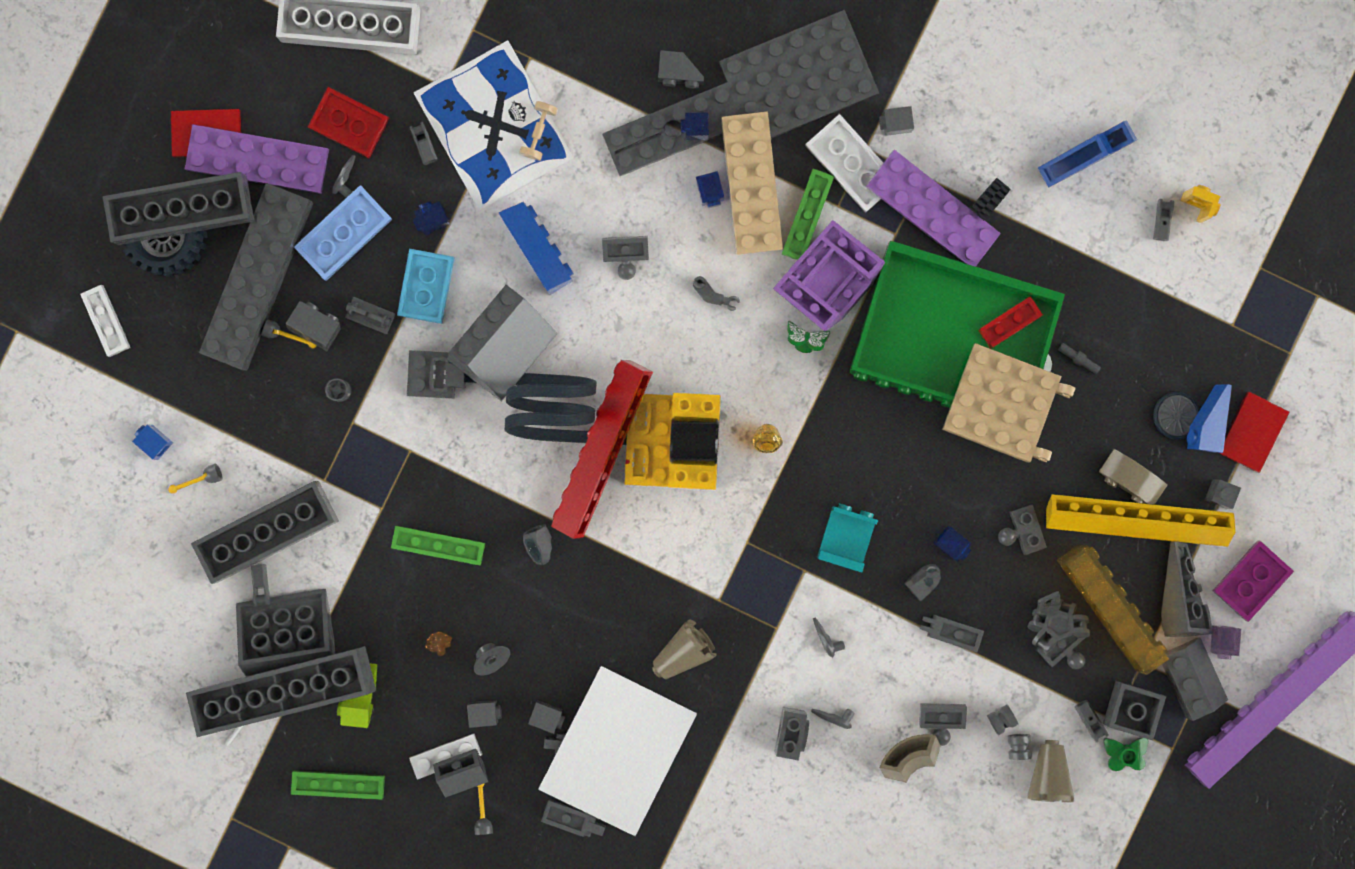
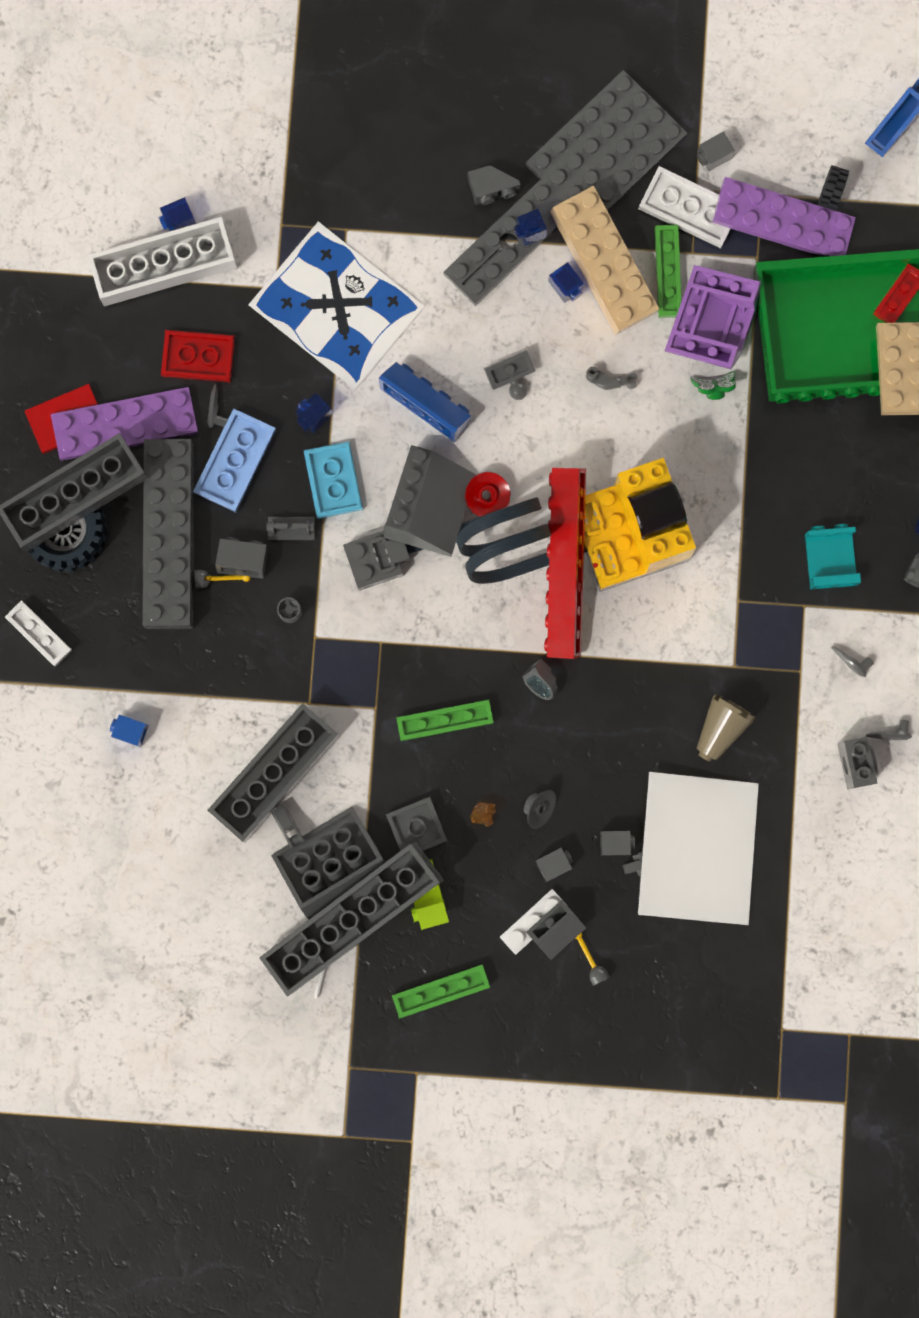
camera: 25 degrees left, 5 degrees down
(211, 474) = (198, 740): hinge -> none
(375, 630) = (417, 823): none -> dark grey plate
(424, 146) = (279, 349): dark grey bar -> none
(538, 130) = (382, 269): tan wheel -> none
(567, 363) = (498, 493): none -> red dish
(571, 819) = (680, 933): dark grey hinge -> none
(767, 439) = (717, 494): clear yellow cone -> none

